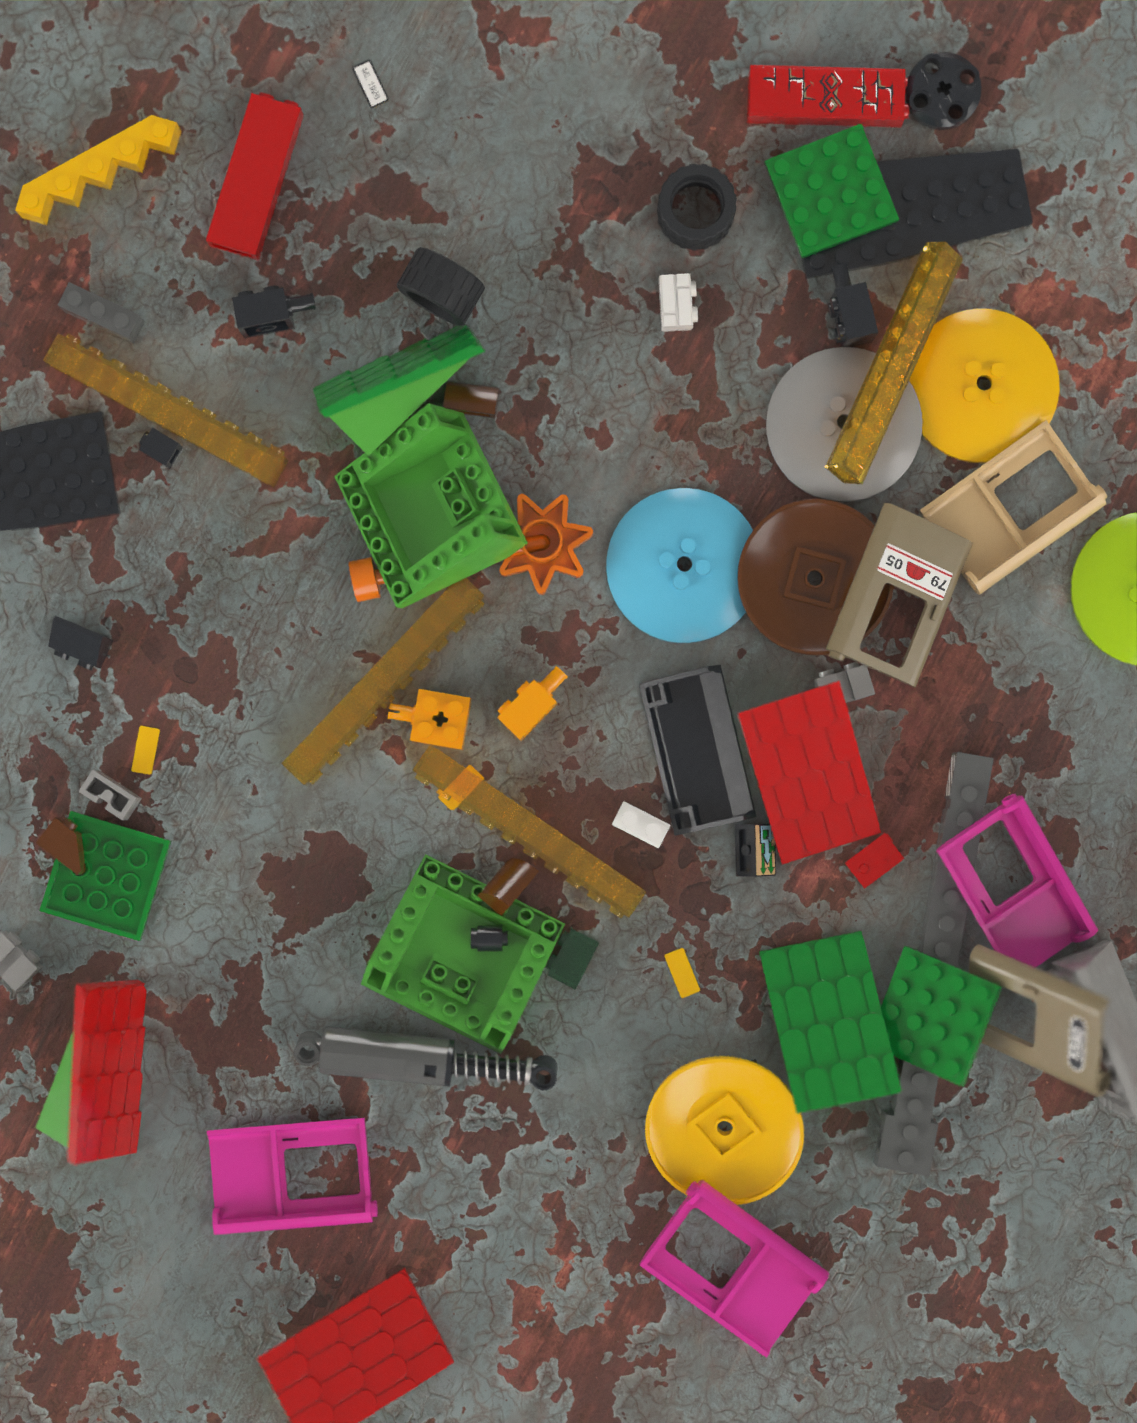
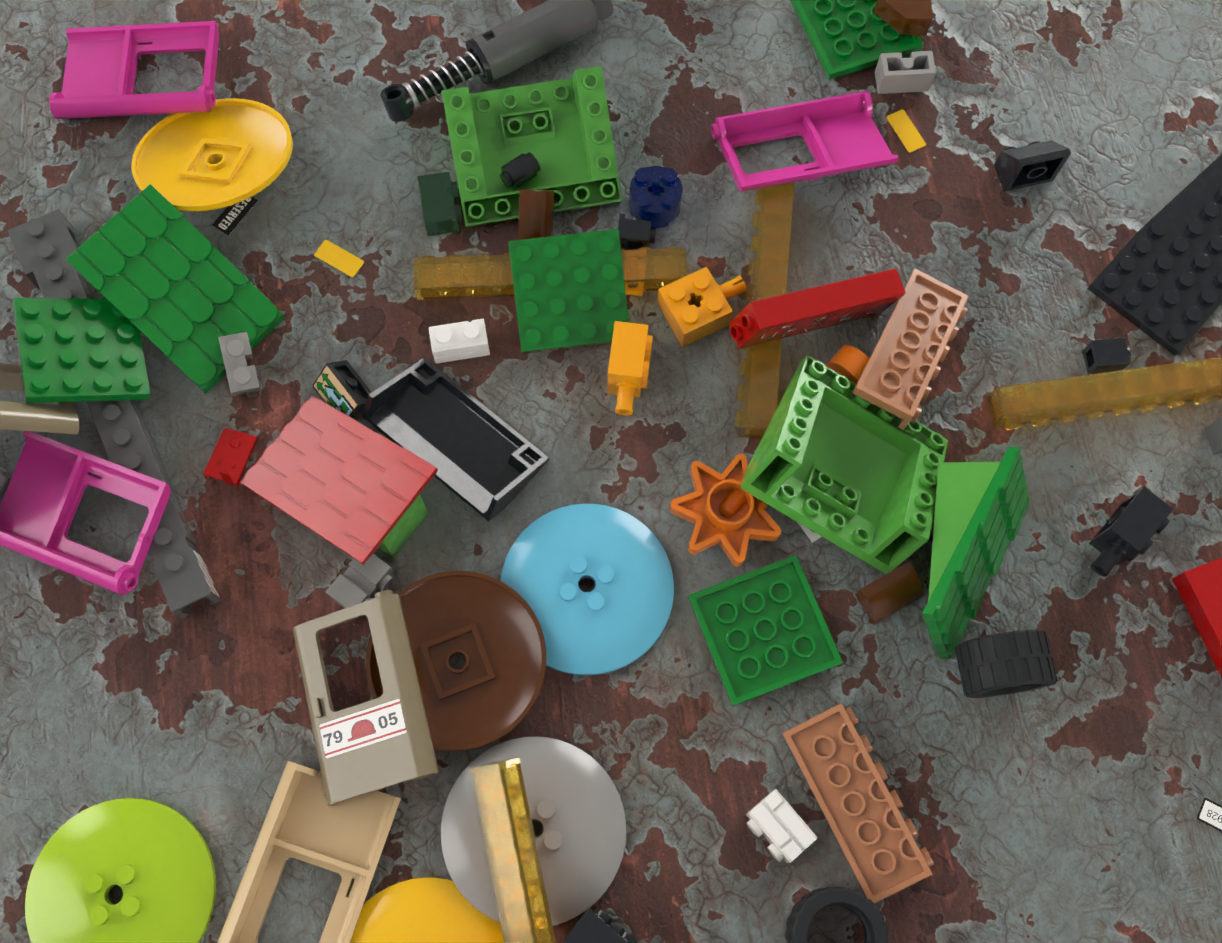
camera: 140 degrees right, 15 degrees down
(210, 779) = (834, 129): none -> dark pink piece
(307, 559) = (912, 347): none -> nougat bracket
(358, 638) = (816, 308): none -> red brick
(383, 838) = (655, 195): none -> clear blue brick
(438, 816) = (635, 233): none -> black brick
(528, 800) = (568, 289): none -> green plate
(581, 440) = (764, 630): none -> green plate
(610, 279) = (858, 803): none -> nougat bracket
(818, 934) = (235, 352): none -> light grey brick

